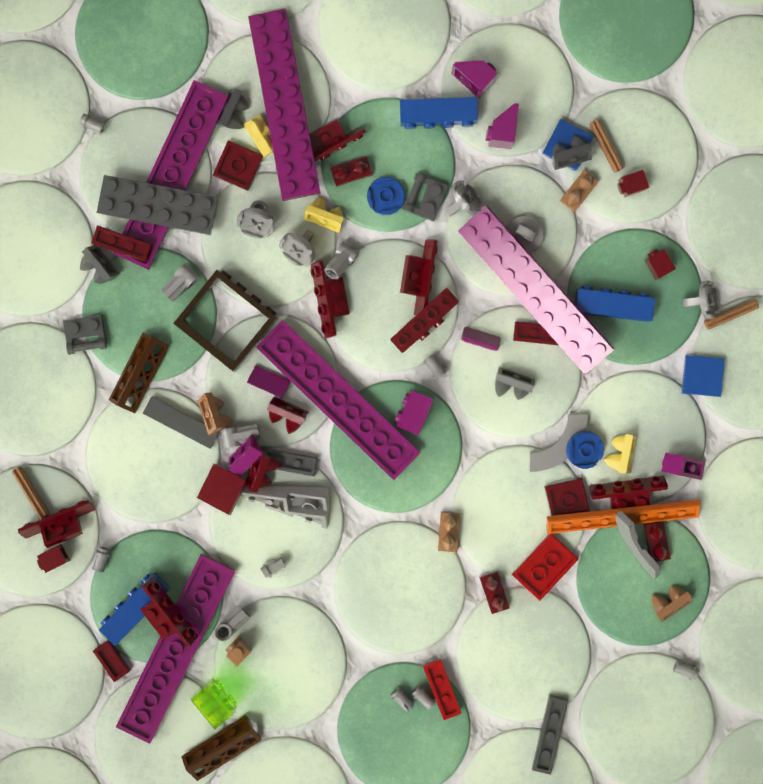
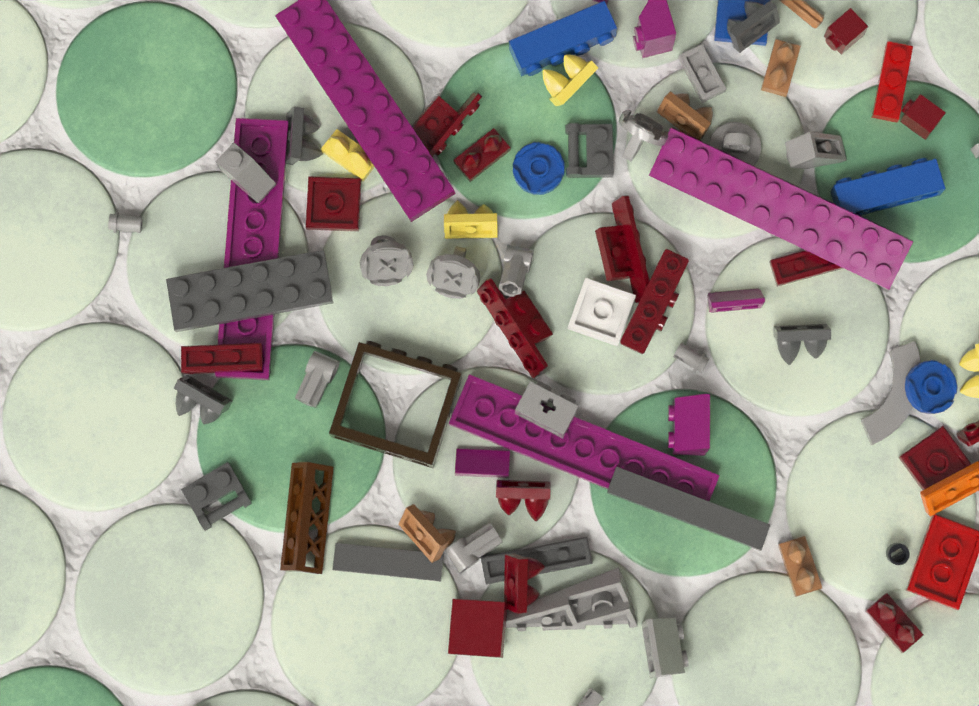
camera: 25 degrees left, 10 degrees down
(184, 122) = (245, 173): none -> light grey slope
(244, 456) = (491, 570): magenta slope -> none
(313, 360) = (553, 421): none -> light grey brick
(336, 551) = (663, 647): none -> light grey slope
(387, 312) = (601, 312): none -> white plate
(390, 467) = (688, 508): none -> dark grey tile
(424, 147) = (564, 88): none -> light yellow tile
(502, 206) = (678, 112): none -> medium nougat tile
(517, 552) = (899, 558): none -> black hinge
(523, 174) = (702, 73): none -> light grey plate
(577, 259) = (815, 150): none -> light grey slope
(650, 231) = (892, 81): none -> red plate

